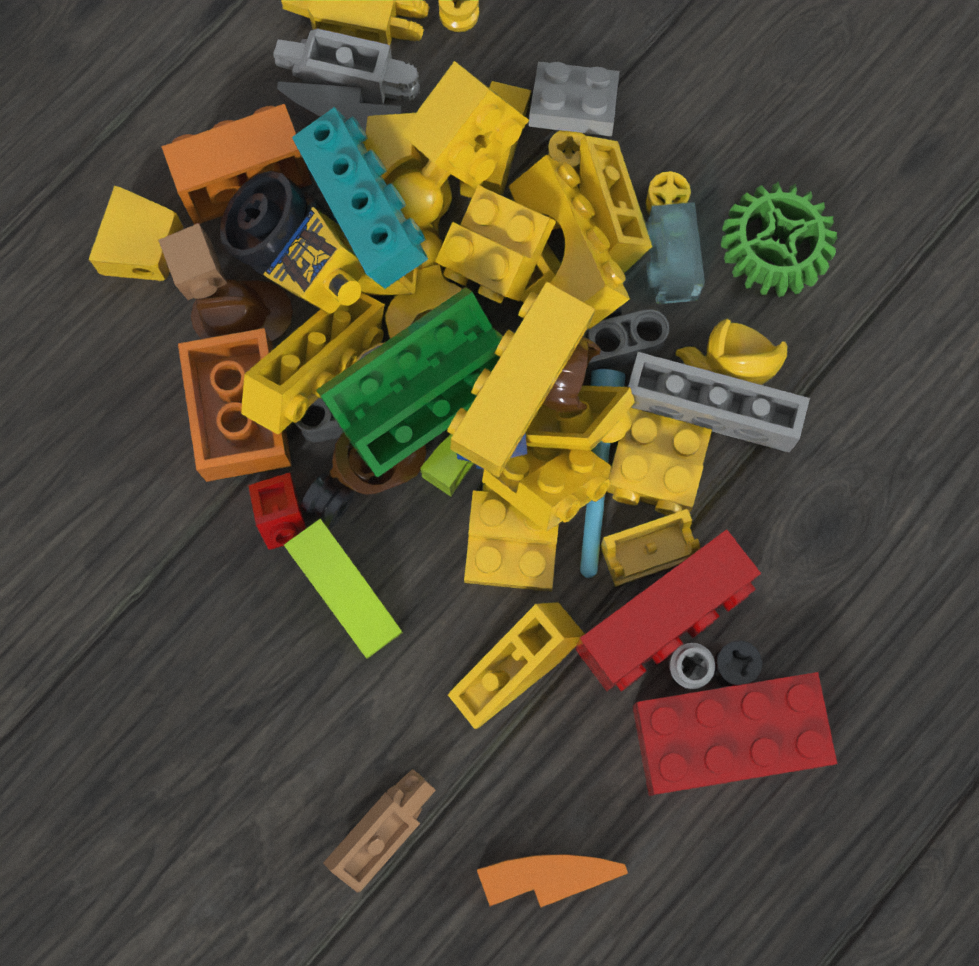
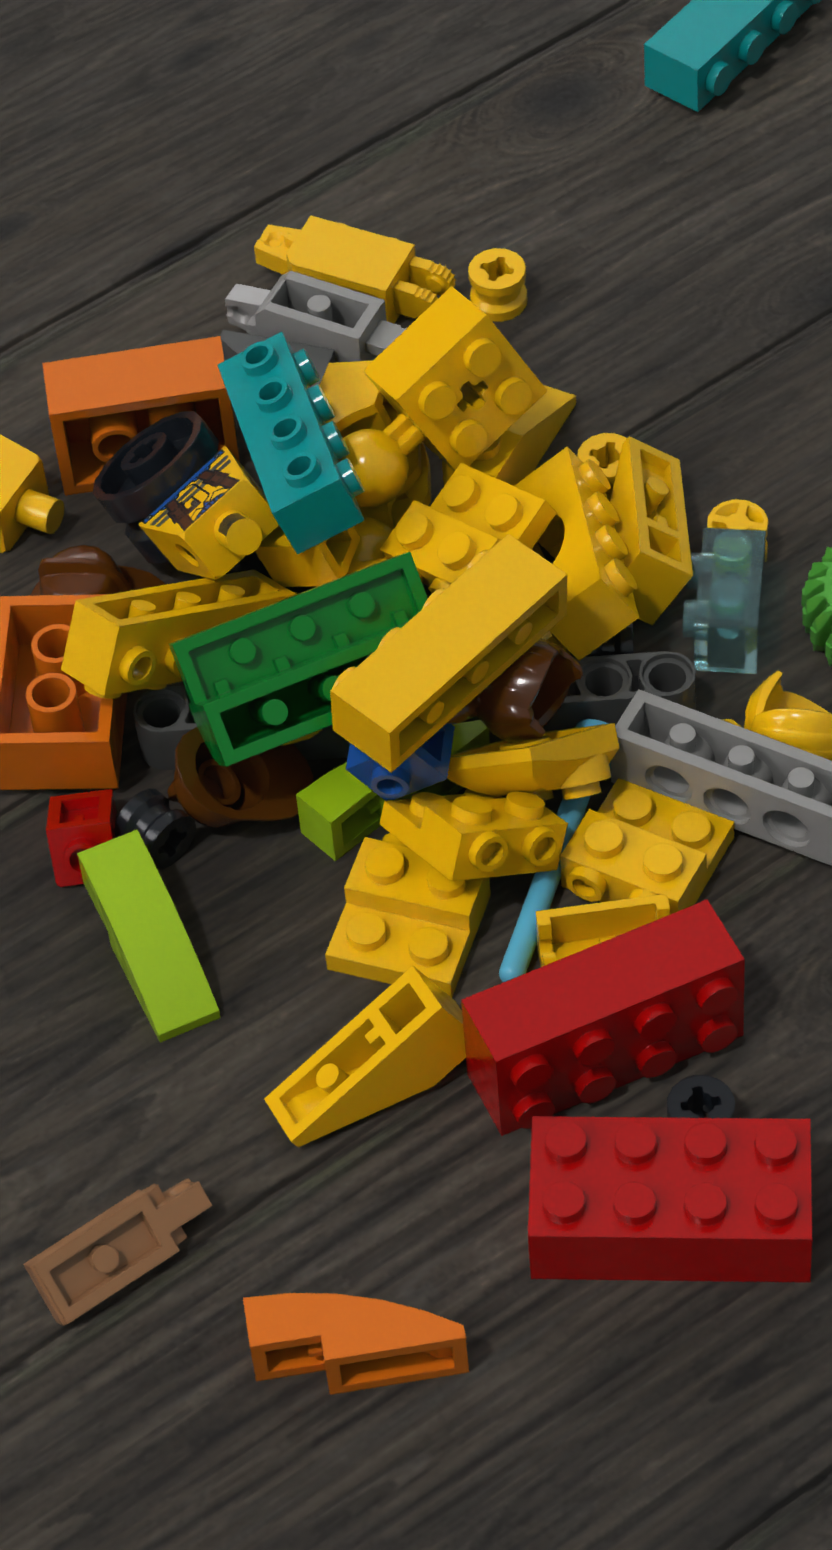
camera: 15 degrees right, 25 degrees down
(193, 262) = (47, 509): medium nougat brick -> none
(574, 98) = (631, 403): light grey plate -> none
(700, 669) = (624, 1085): light grey cone -> none

